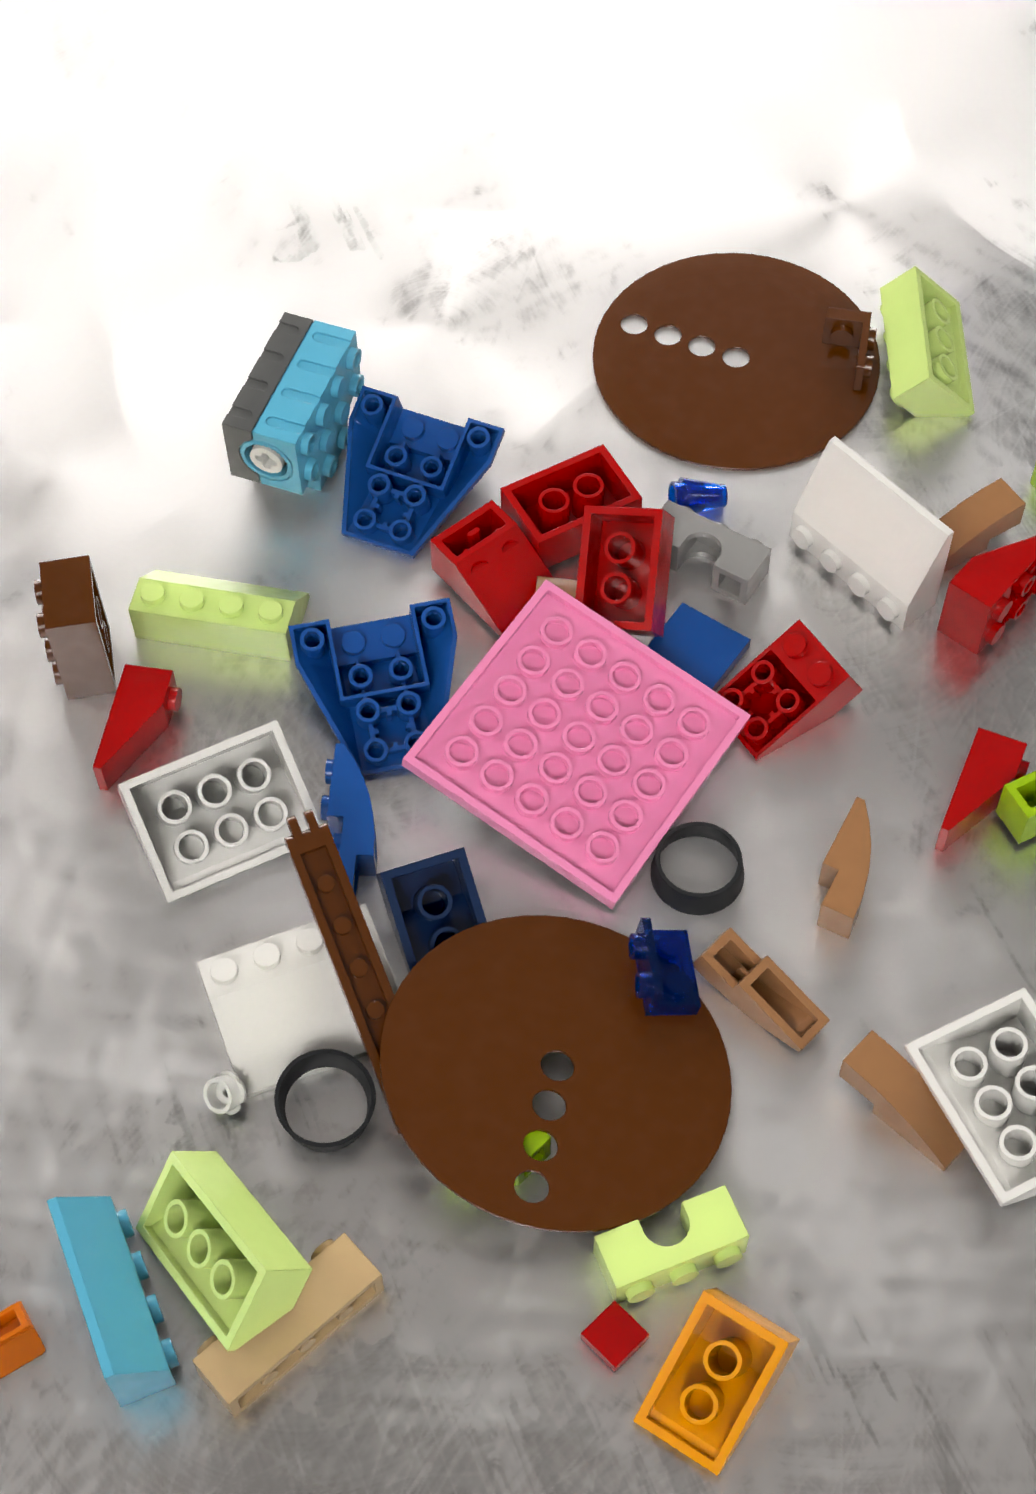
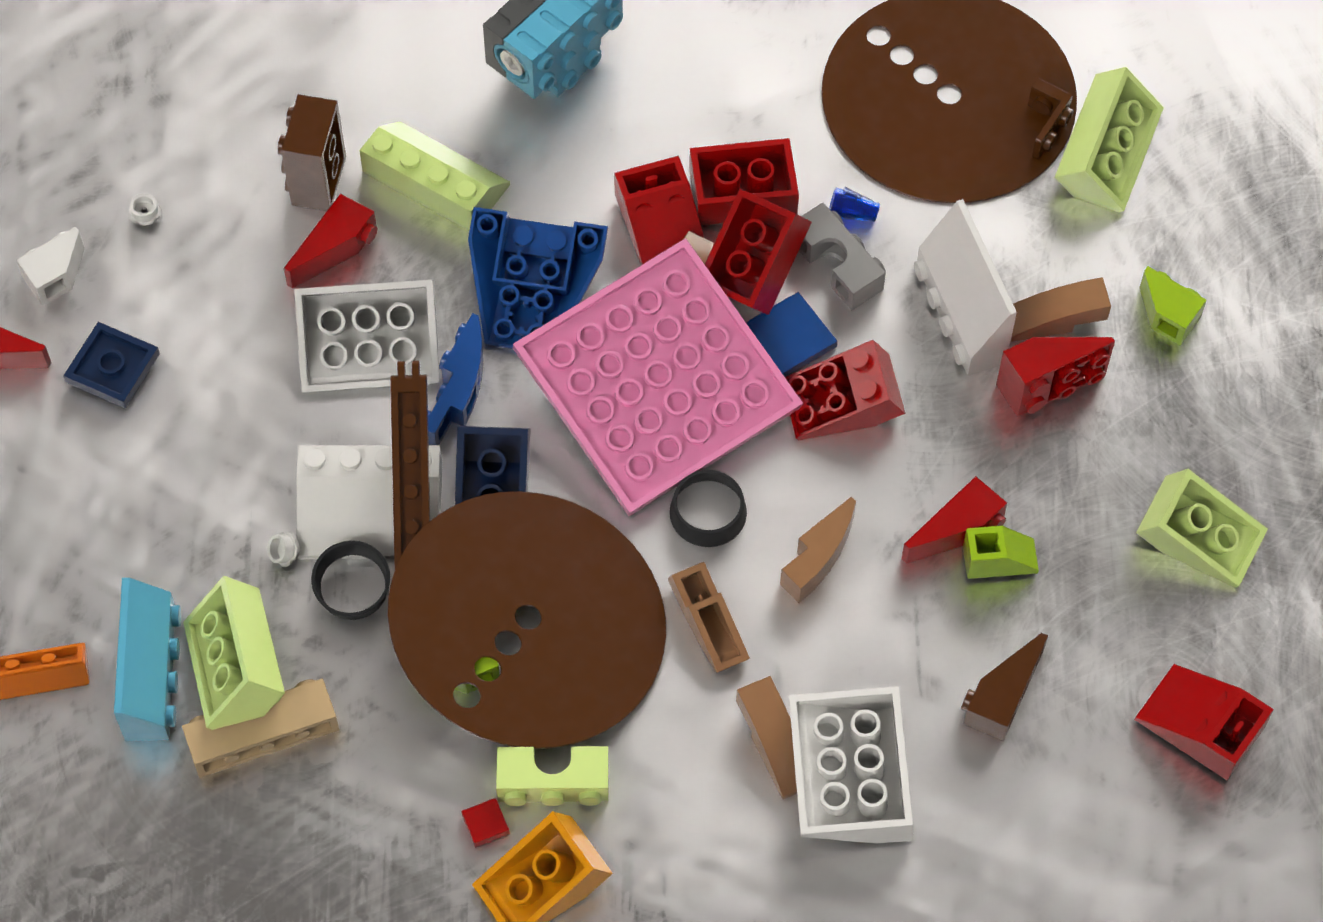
camera: 20 degrees right, 5 degrees up
(408, 471) = (629, 105): blue wedge -> none
(664, 970) = (645, 576): clear blue bracket -> none

